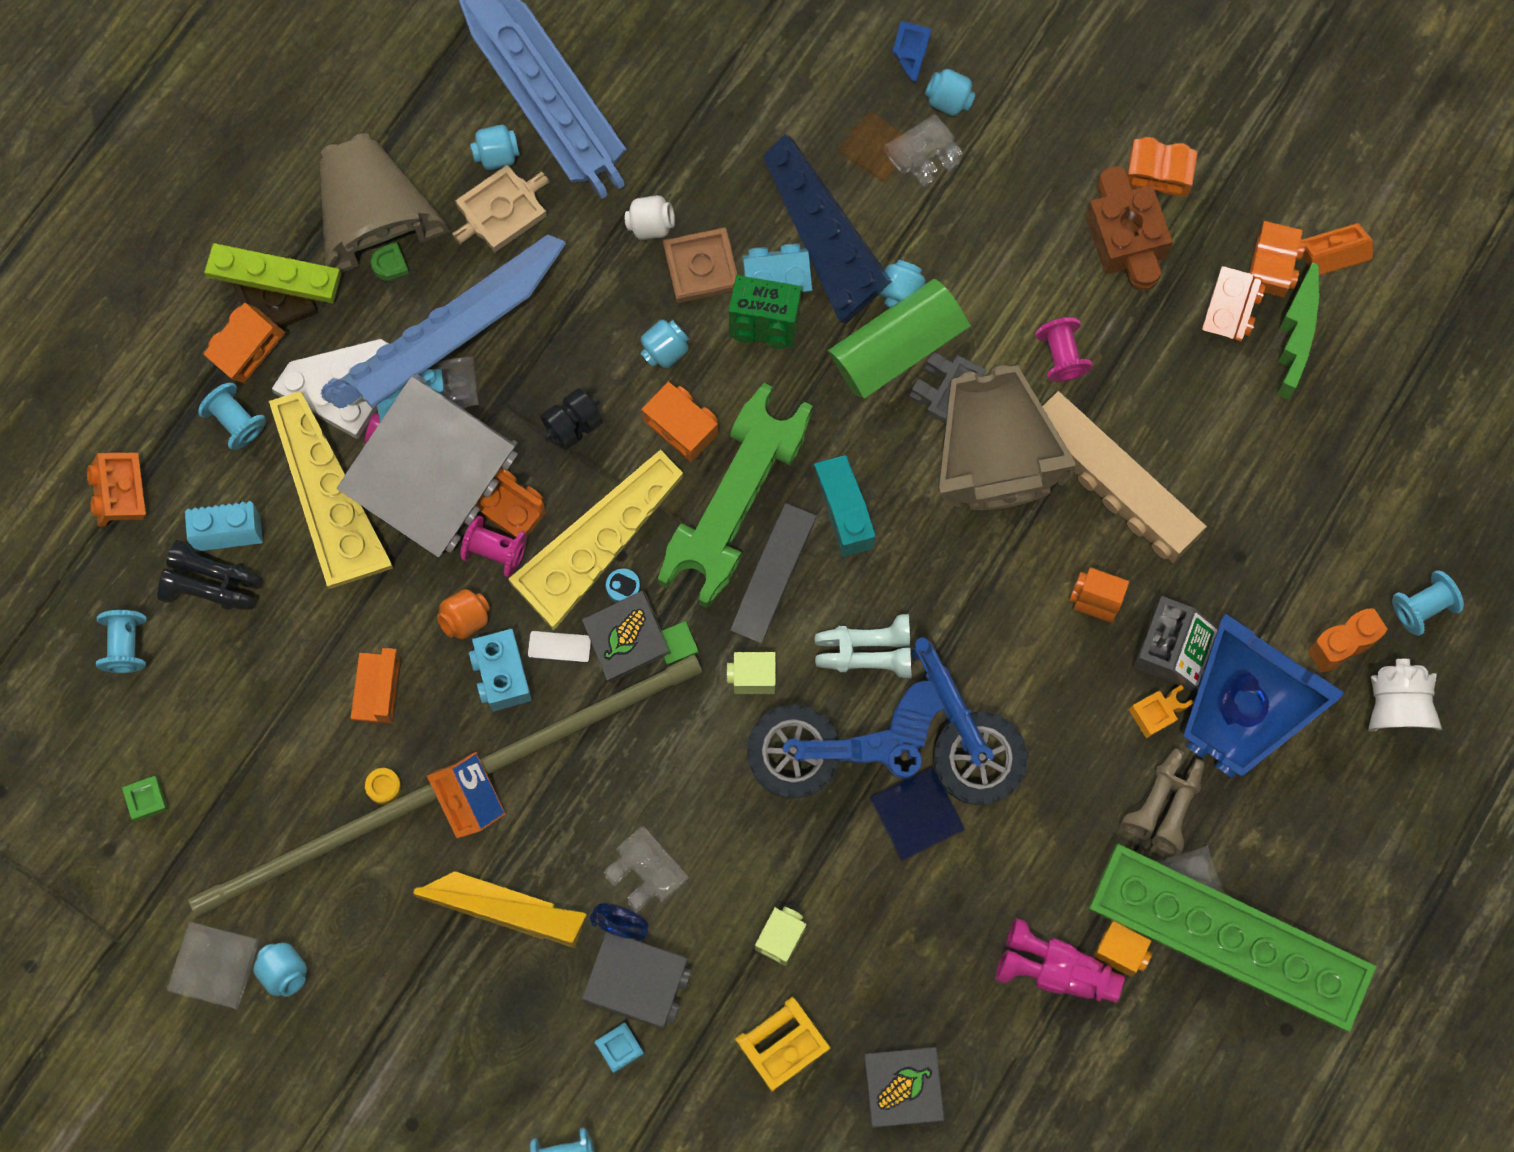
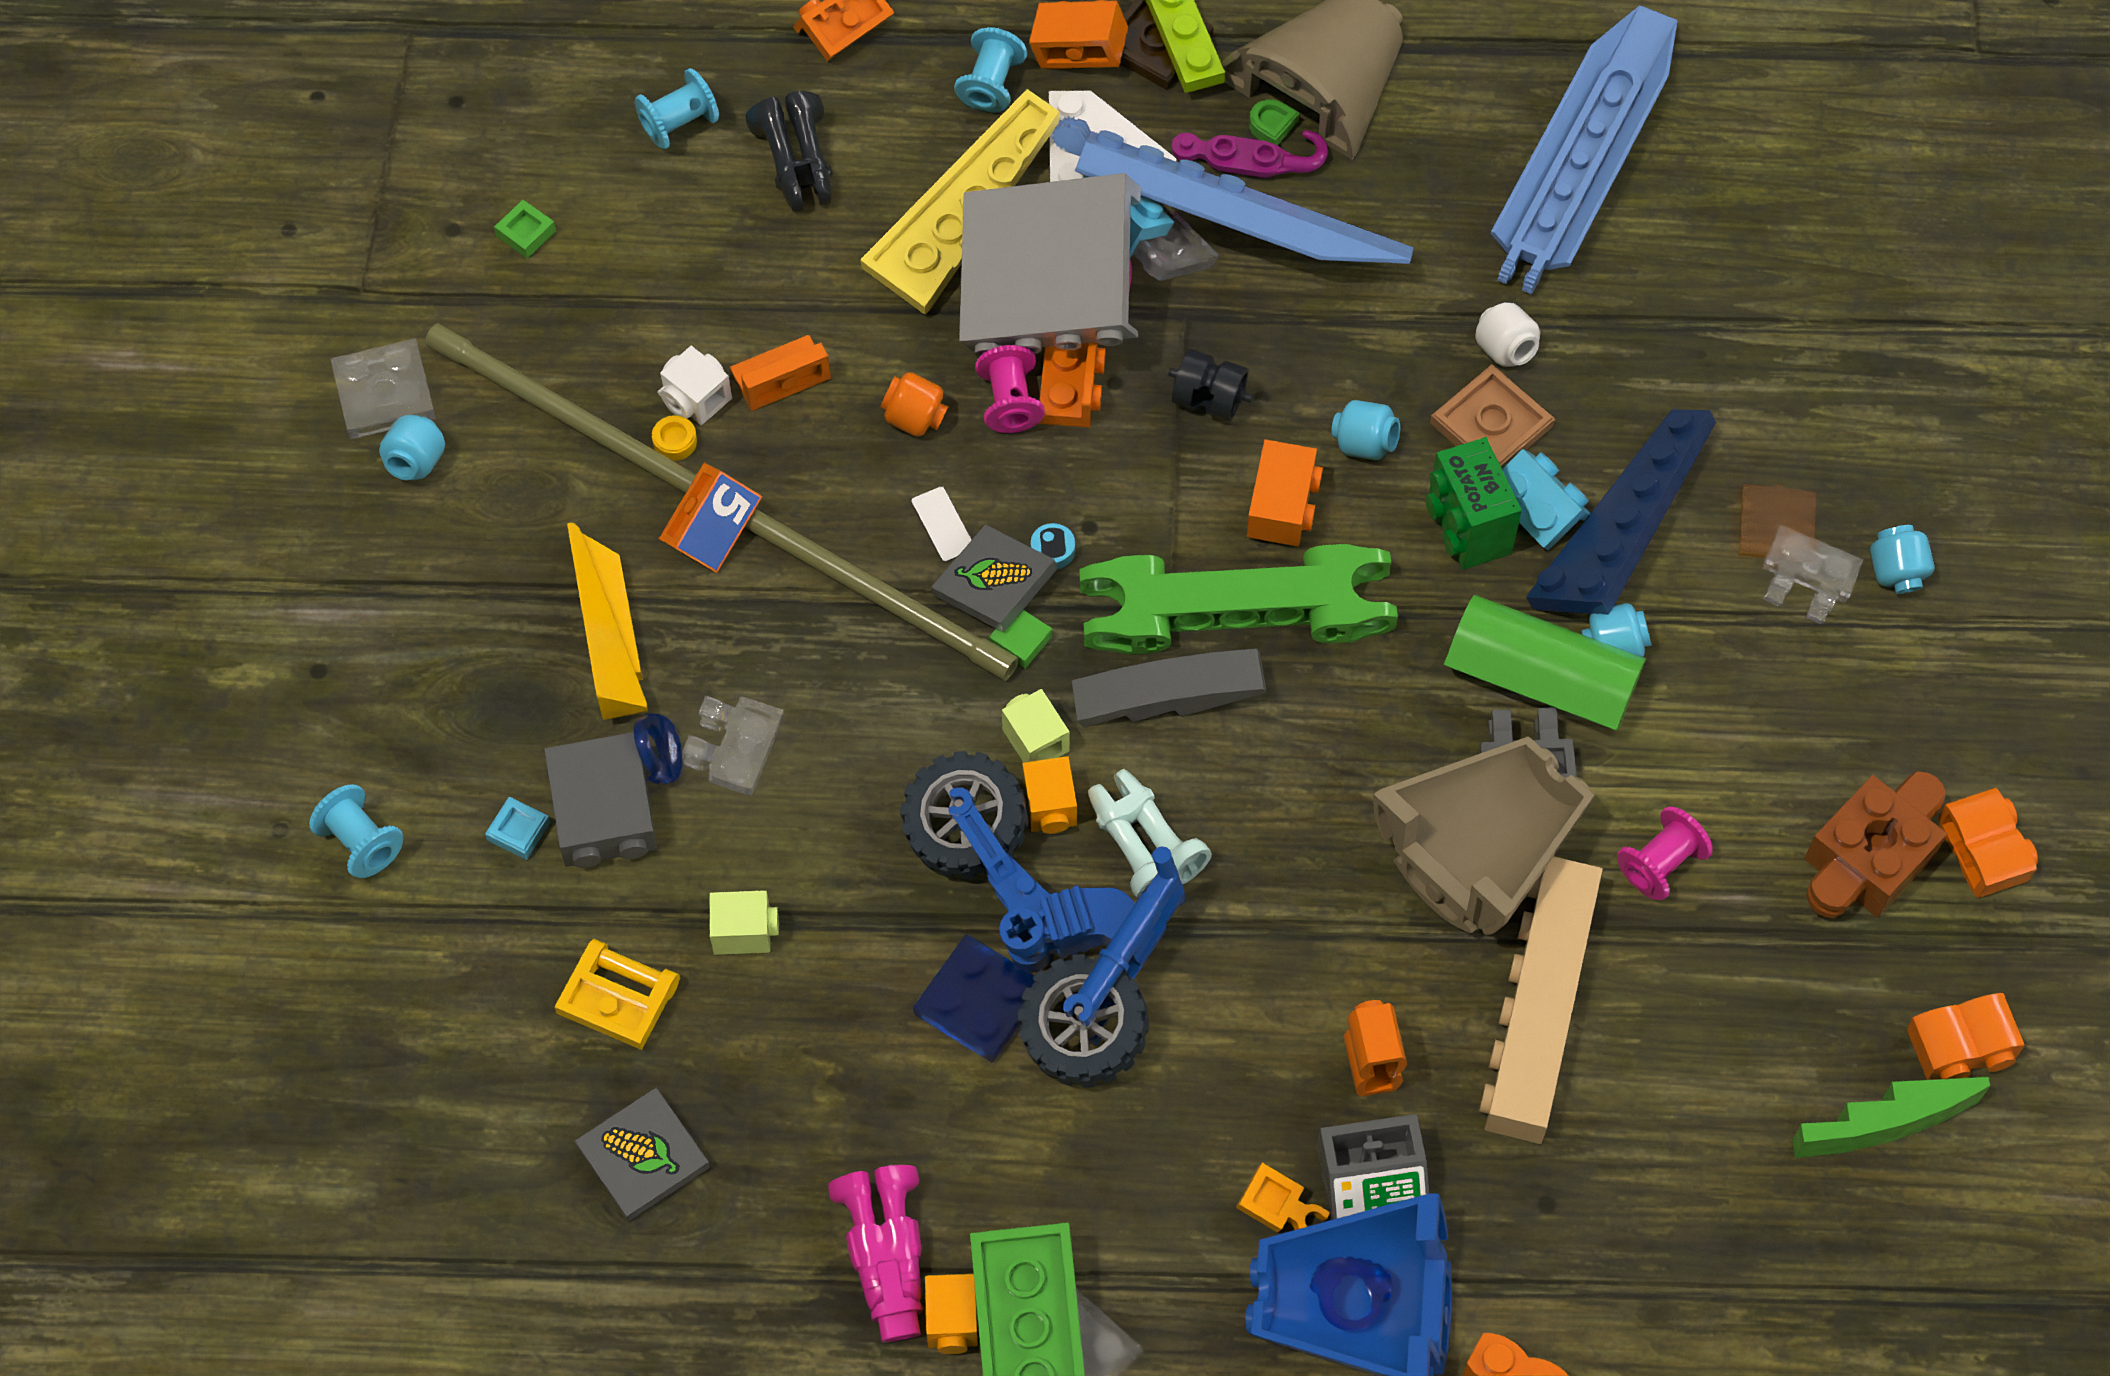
camera: 60 degrees right, 10 degrees down
(223, 526) = (863, 130): medium azure brick -> none
(353, 750) = (694, 385): none -> white brick
(407, 292) = (1249, 155): none -> magenta piece
(495, 147) = (1476, 141): medium azure head -> none
(500, 669) = (873, 475): medium azure brick -> none
(501, 208) = (1411, 187): tan plate -> none
(578, 556) = (1060, 482): light yellow wing -> none
(806, 689) = (1050, 795): none -> light orange brick
(845, 506) = (1299, 721): teal slope -> none
(911, 48) = (1929, 493): blue slope -> none
(1143, 822) = (1131, 1288): dark tan piece -> none
(1233, 303) = (1866, 1015): bracket -> none
(1338, 248) = (2038, 1111): orange slope -> none

